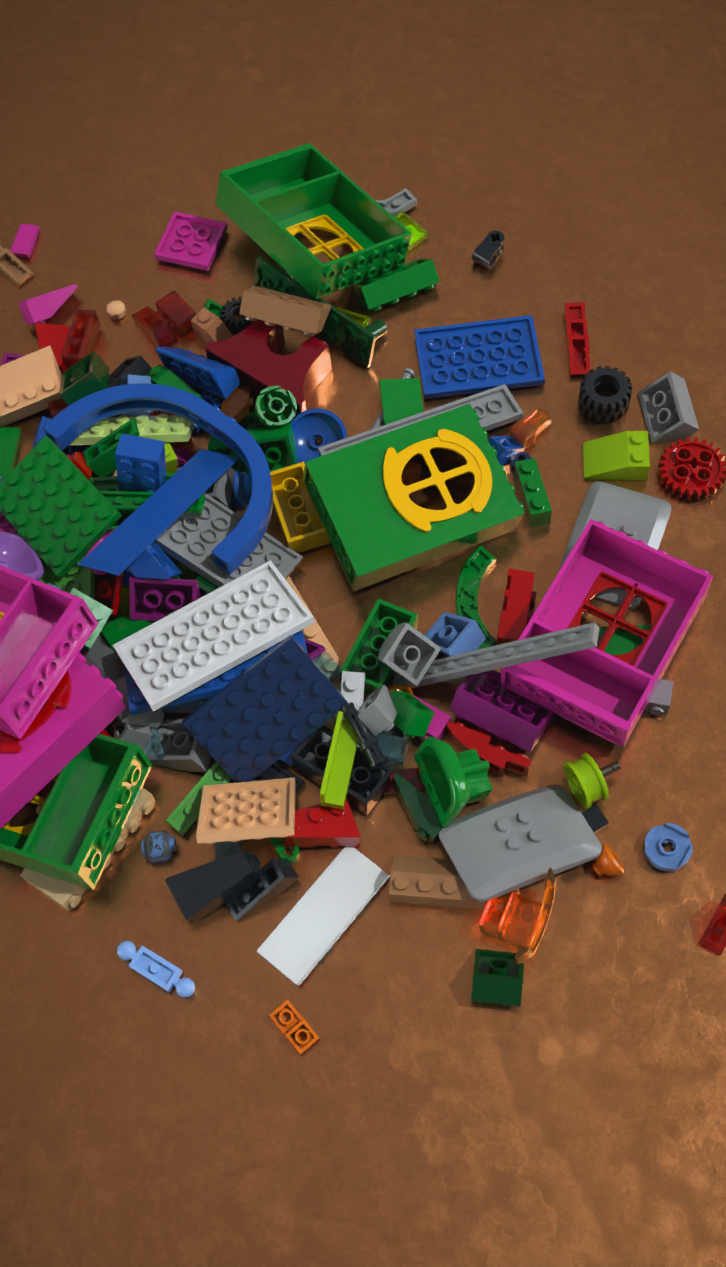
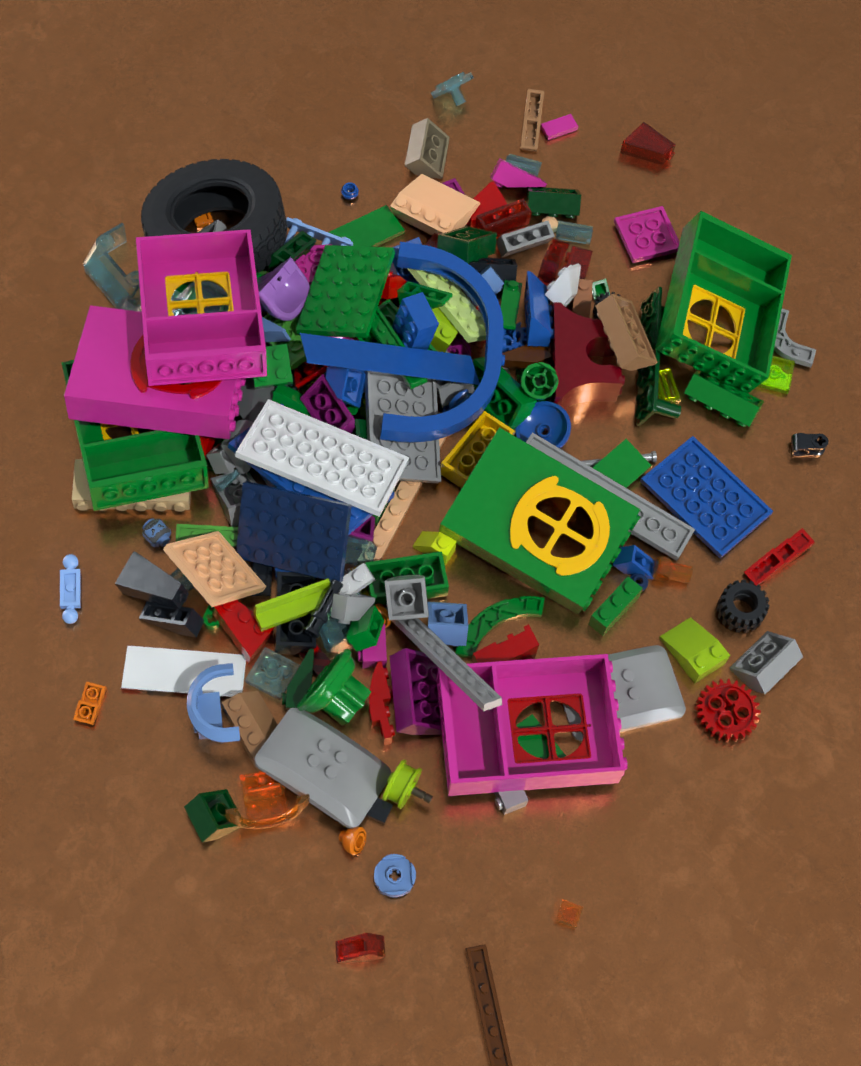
camera: 40 degrees right, 0 degrees up
(45, 286) = (528, 165): none -> clear light blue panel
(97, 289) = (554, 201): none -> dark green slope
(106, 184) = (648, 145): none -> clear red slope
(116, 334) = (525, 238): none -> light grey brick
(141, 294) = (574, 232): none -> clear light blue panel
(195, 332) = (566, 286): none -> white slope
(360, 602) = (435, 542): none -> neon yellow slope
(384, 822) = (273, 674): none -> clear light blue plate
(387, 914) = (205, 708): none -> medium blue piece

